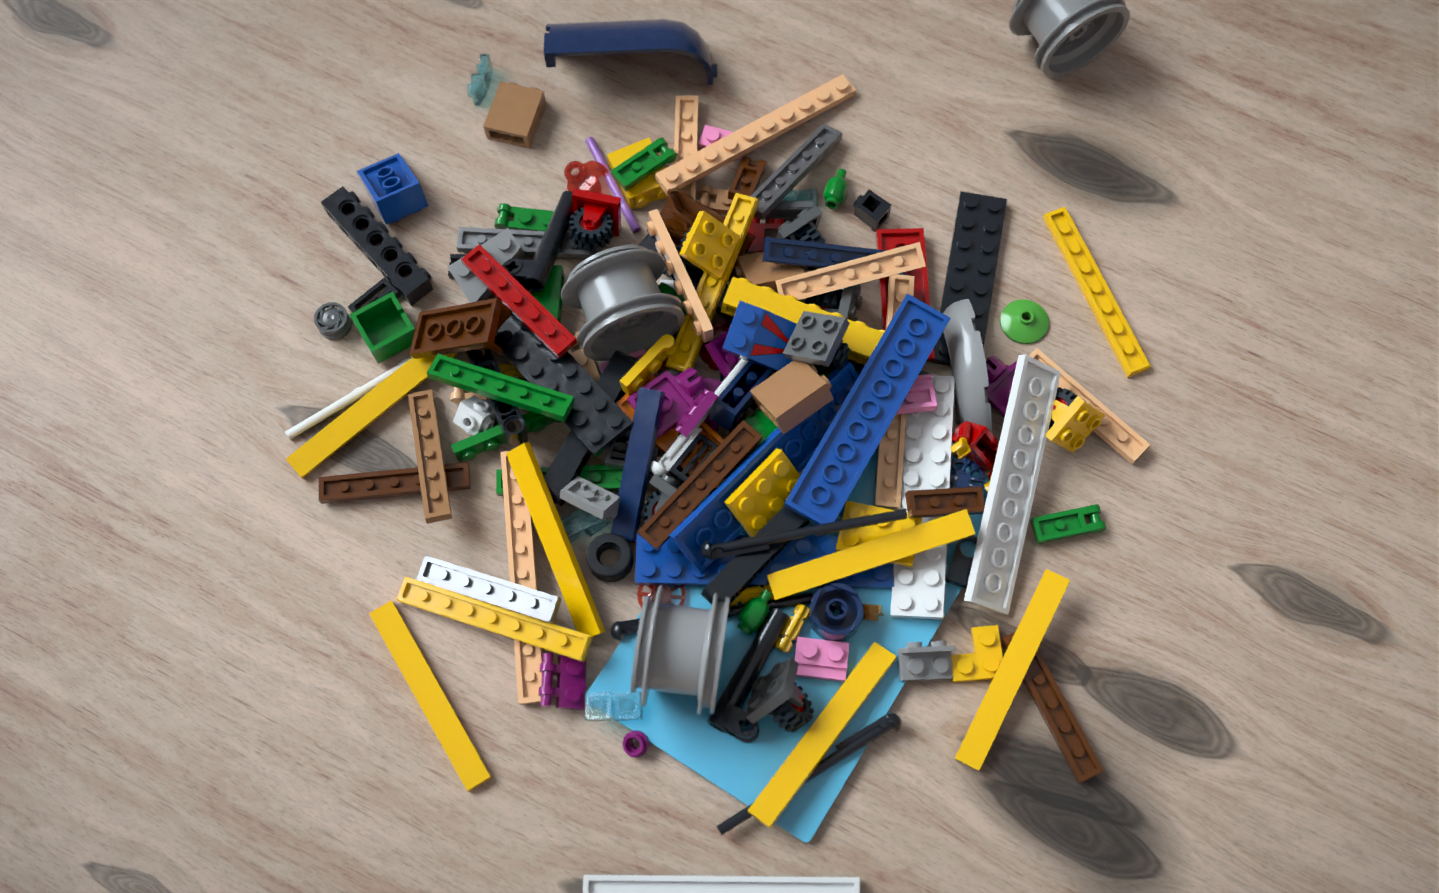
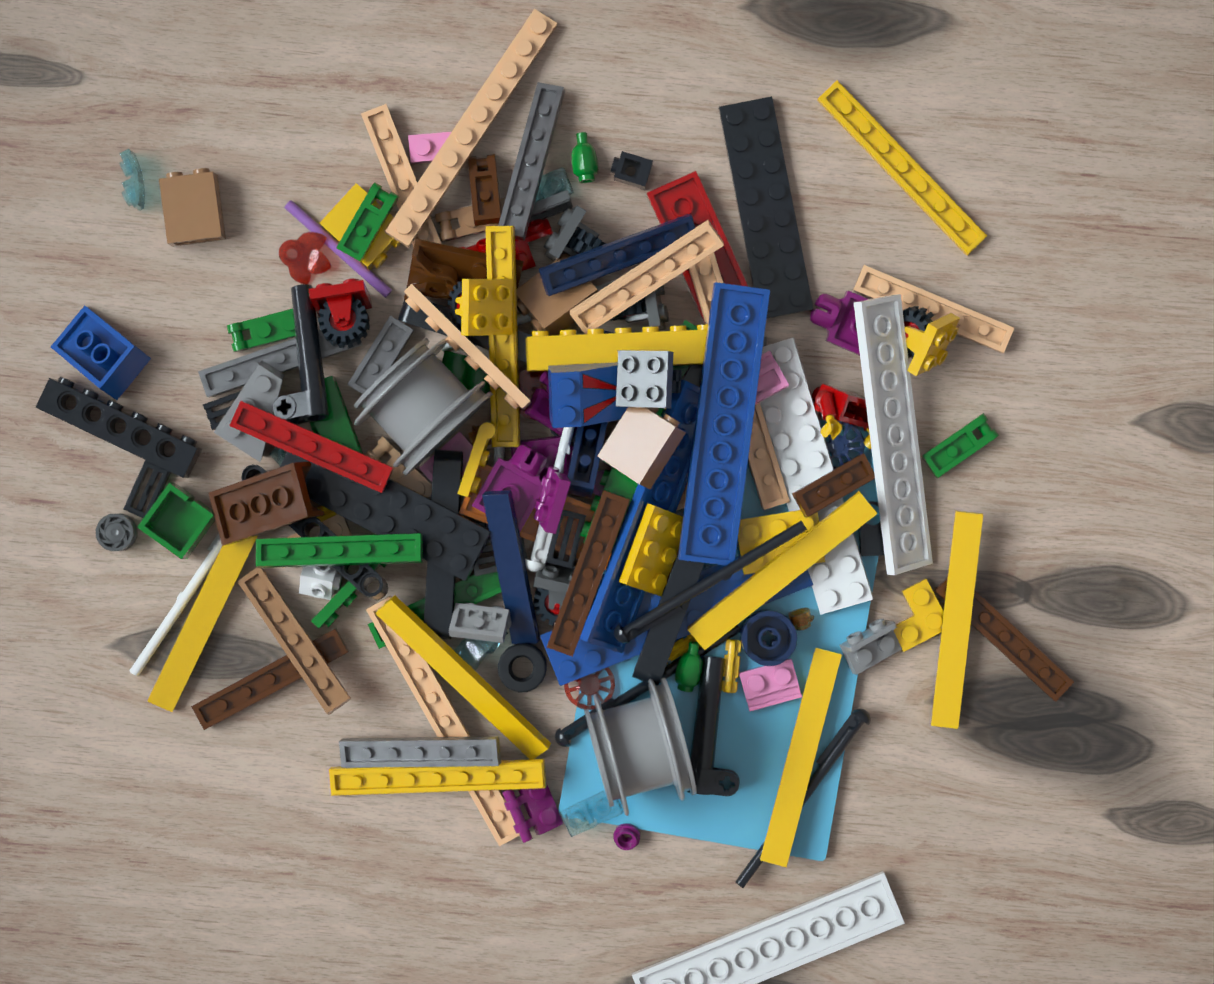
camera: 25 degrees left, 20 degrees up
(430, 696) = (408, 870): yellow tile -> none
(626, 38) = (281, 78): dark blue panel -> none
(780, 697) = (747, 744): dark grey plate -> none
(967, 365) = (800, 319): light grey brick -> none
(1023, 330) = (829, 243): bright green dish -> none

